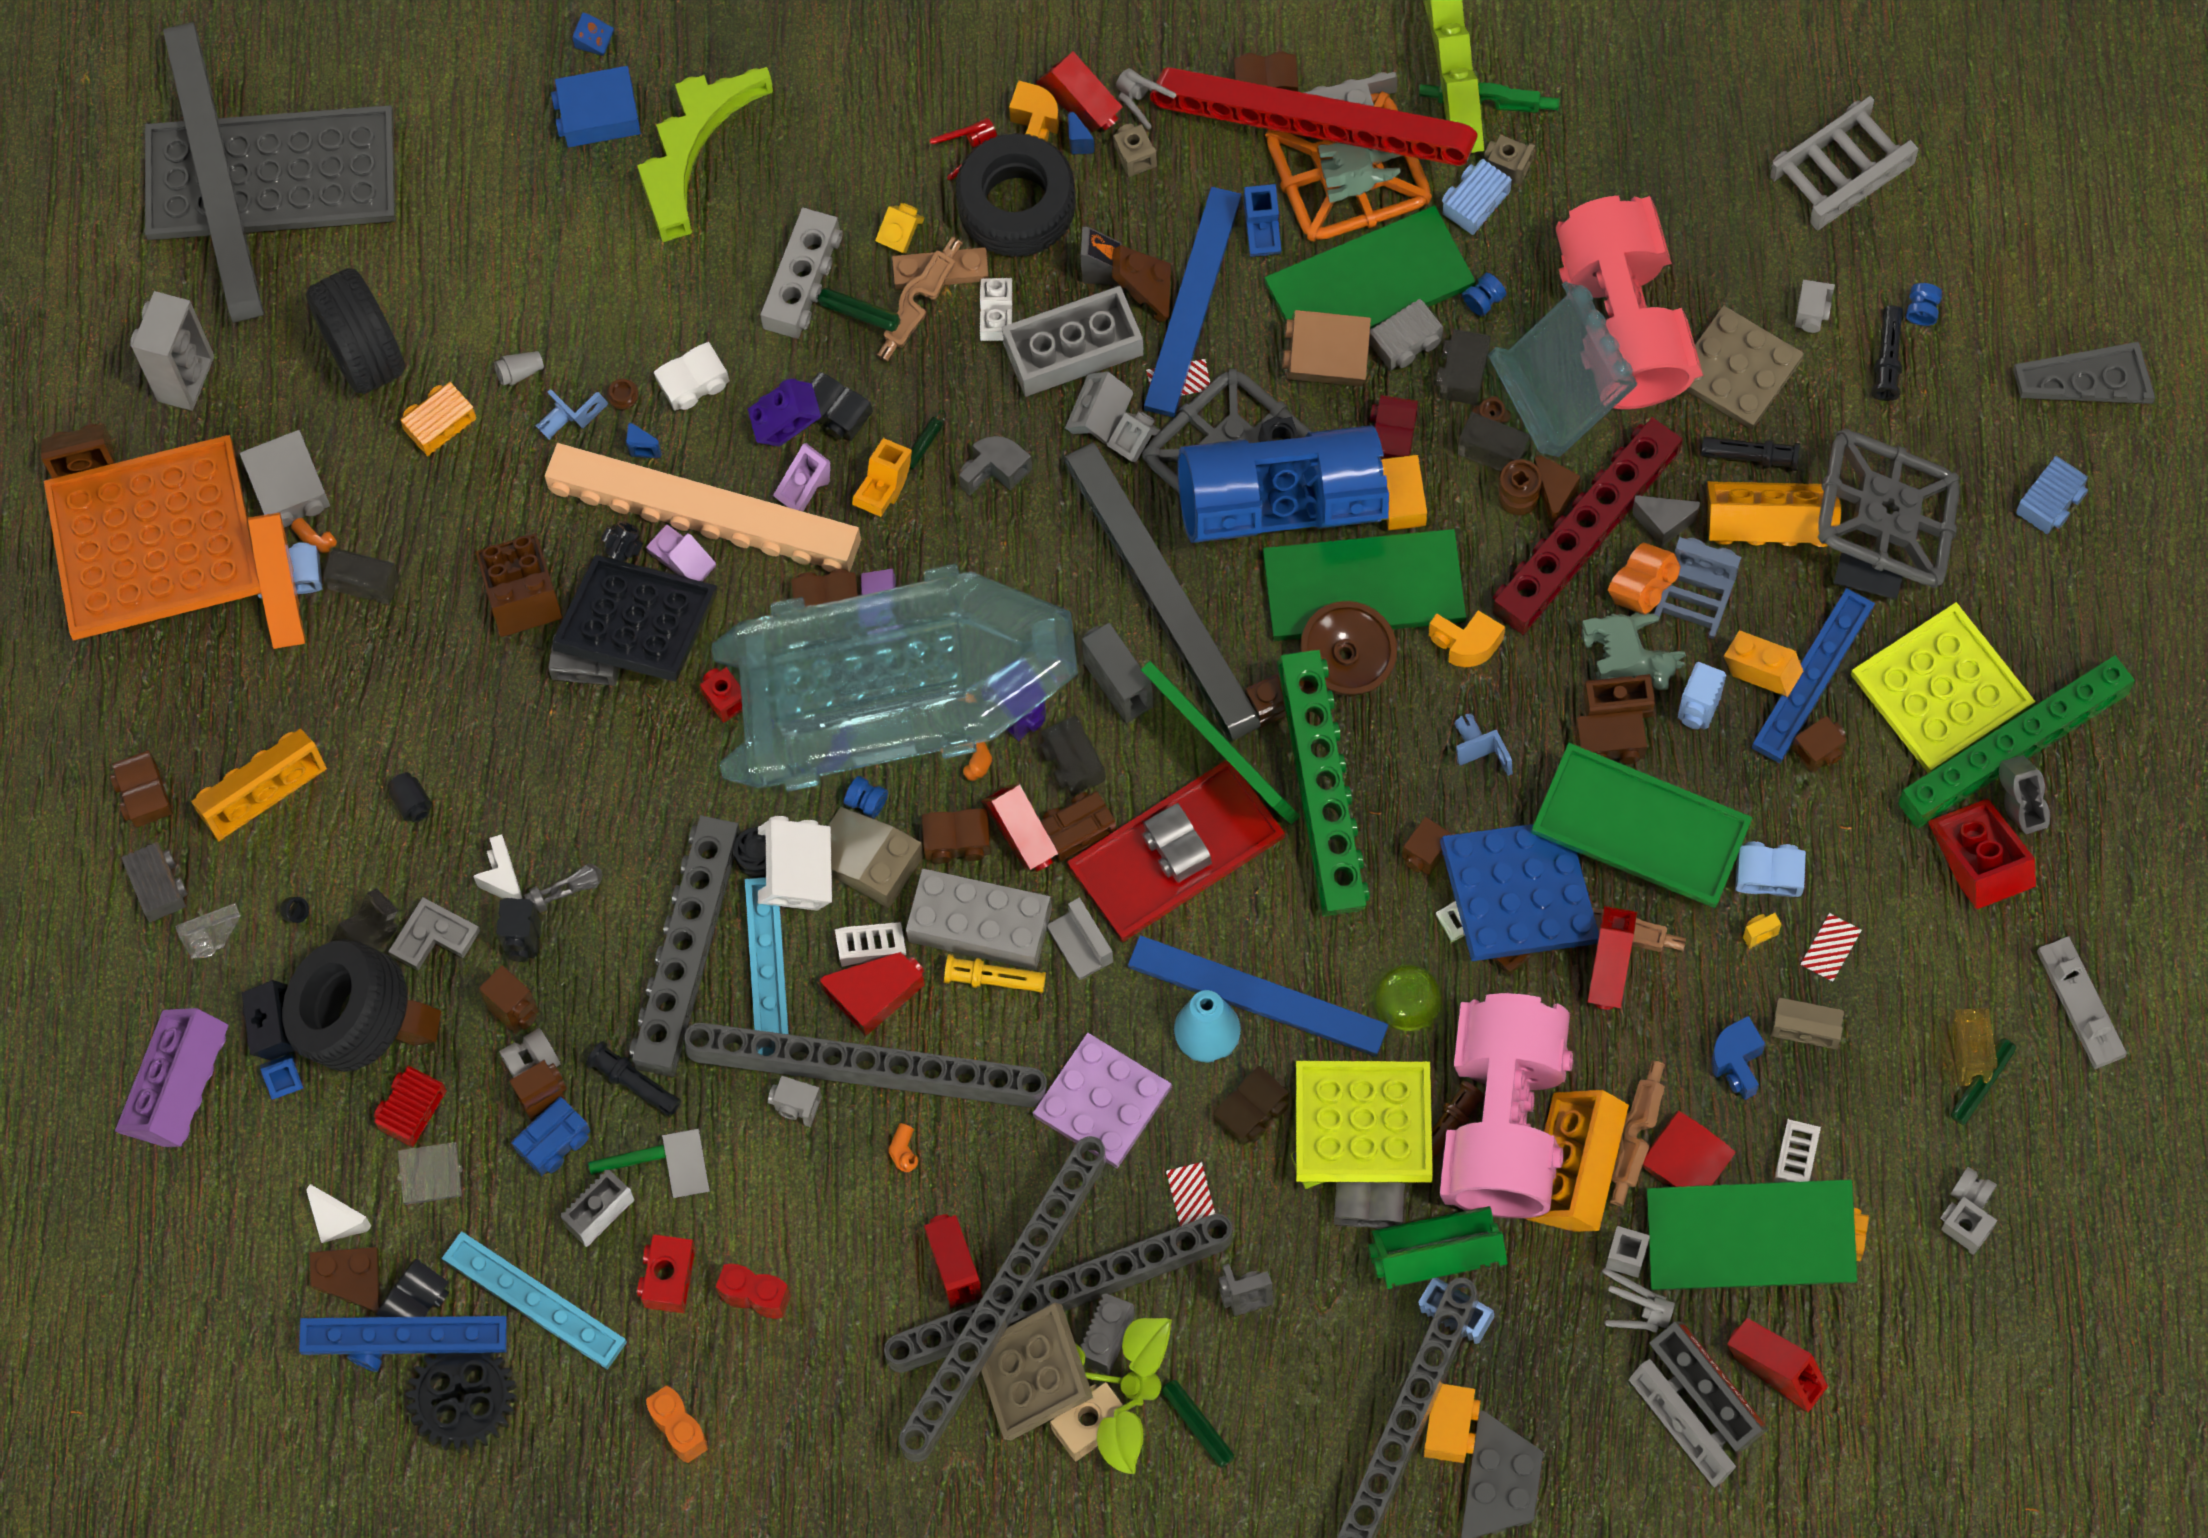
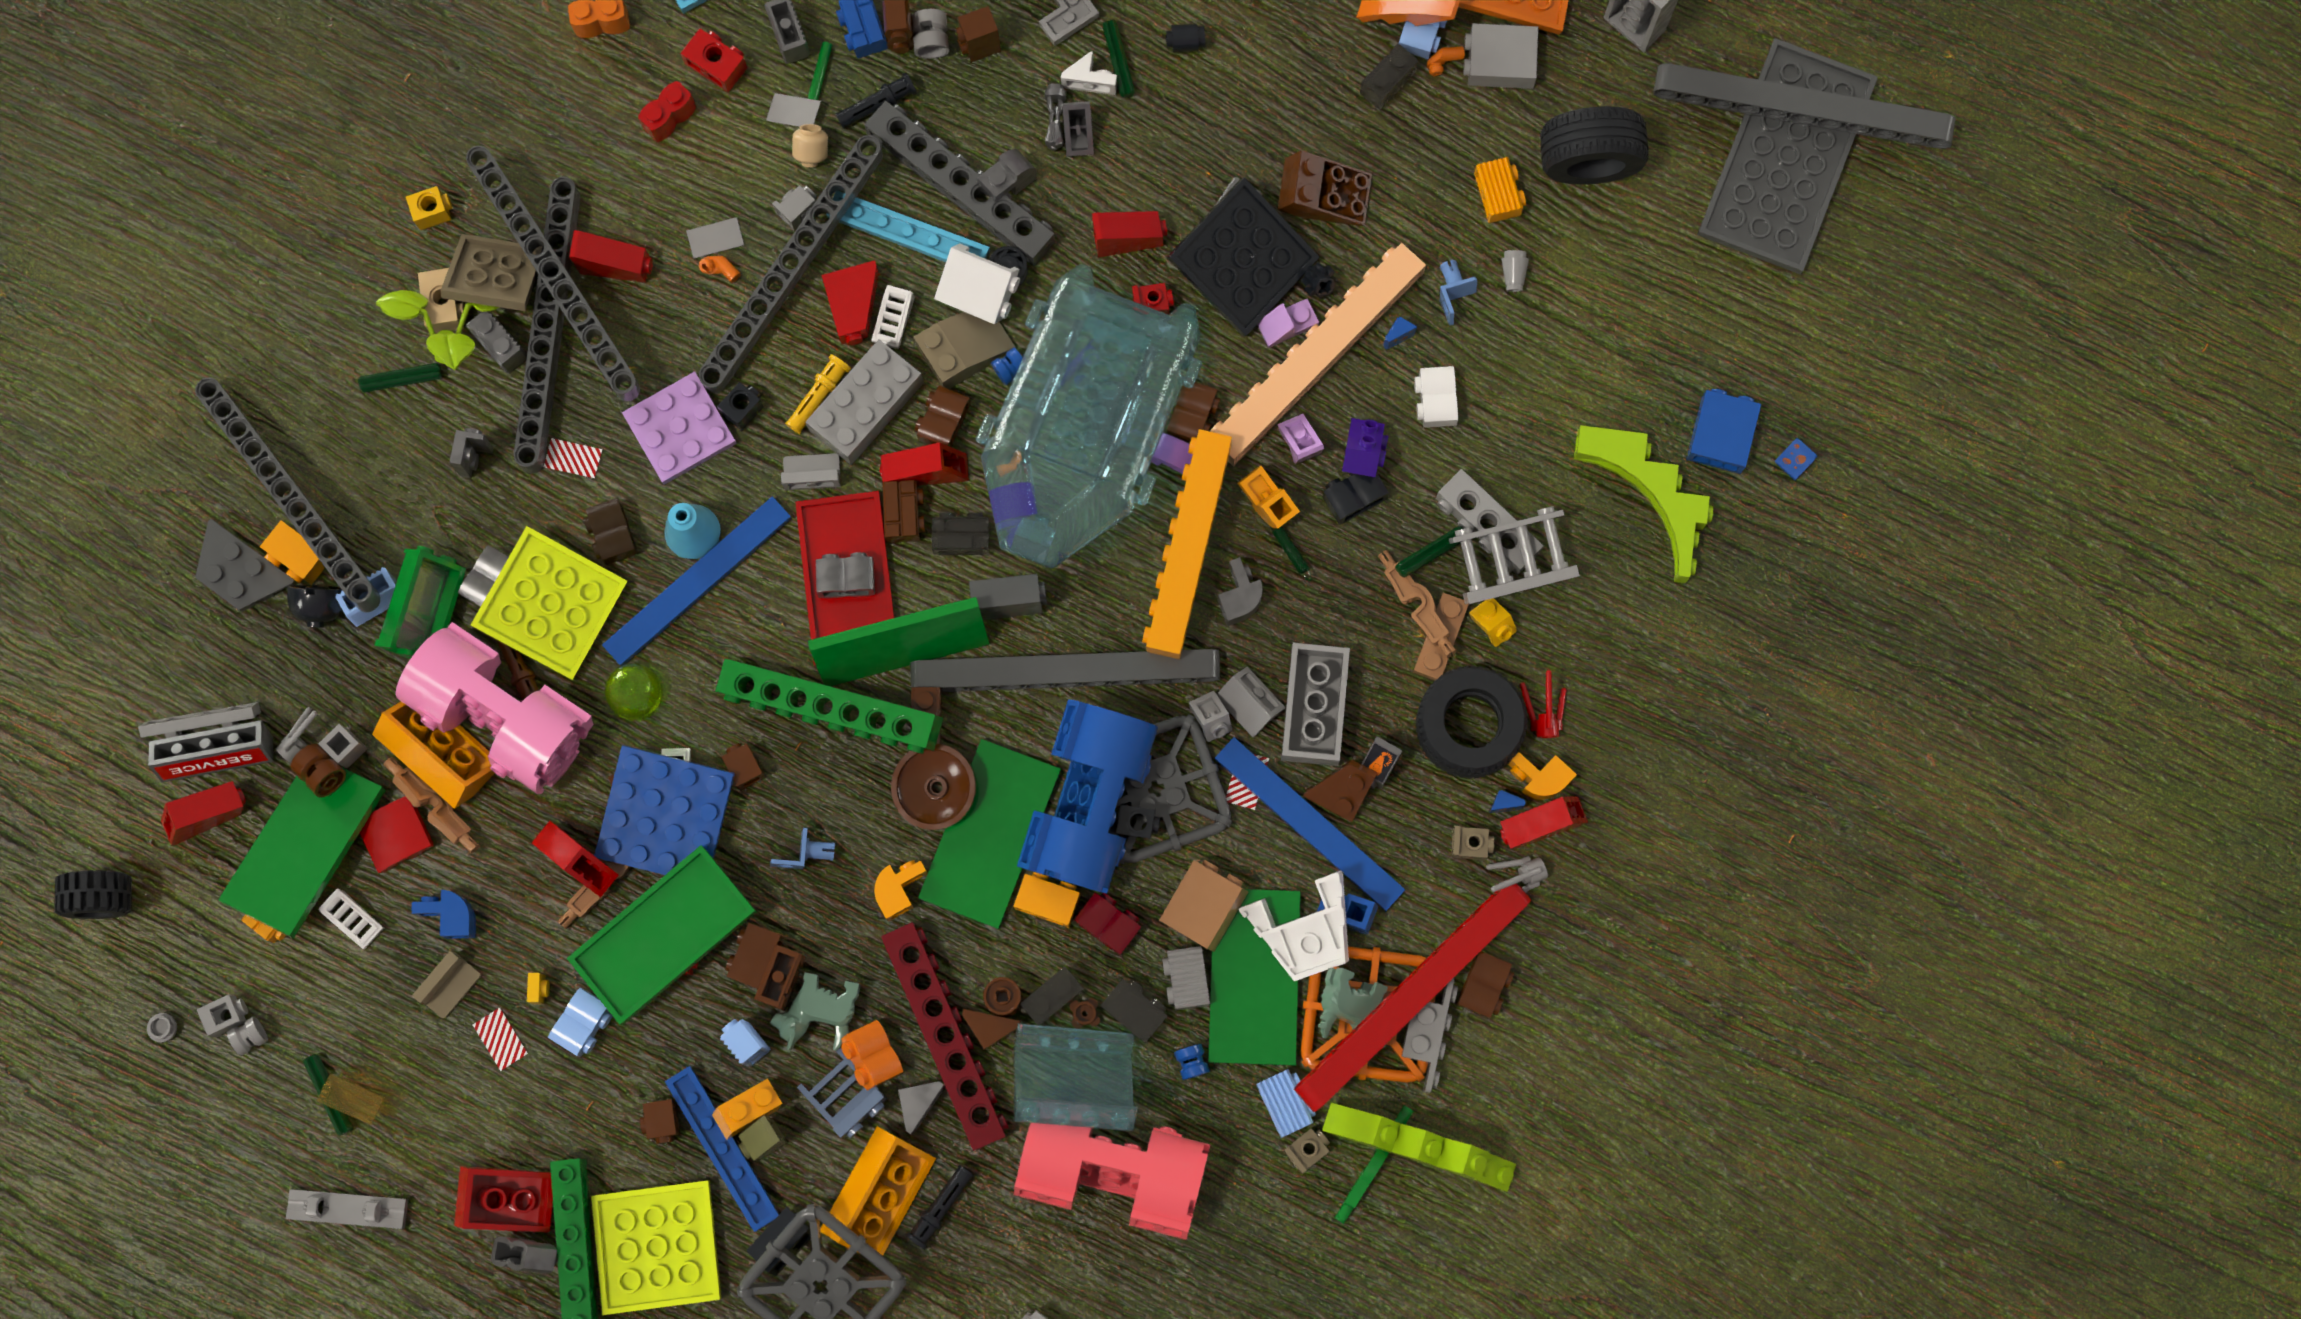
camera: 115 degrees right, 10 degrees up
(462, 858) = (1118, 58): none -> dark green axle
(518, 929) = (1031, 64): black brick -> none
(567, 854) = (1078, 128): none -> flat silver slope
(622, 394) = (1451, 340): reddish brown plate -> none
(655, 893) = (1009, 173): none -> flat silver brick
(662, 749) = (1127, 231): none -> red slope
(719, 1117) = (810, 145): none -> tan head
(840, 199) = (1506, 583): none -> light grey fence
(870, 1176) = (715, 237): none -> light grey sticker
(972, 521) = (1189, 544): none -> light orange brick
(995, 307) = (1381, 663): white slope -> none
(997, 1505) = (420, 201): none -> yellow brick
(1053, 1056) = (742, 417): none -> black brick
(1311, 234) = (1309, 942): none -> white wing
(1492, 1364) = (314, 603): none -> black cylinder
(1666, 1266) = (318, 770): none -> reddish brown wheel
(1742, 367) = (1021, 1242): dark tan plate -> none
(1785, 630) = (761, 1139): none -> olive slope
(1925, 1415) = (93, 894): none -> black tyre
(2015, 1285) = (162, 1027): none -> light grey plate

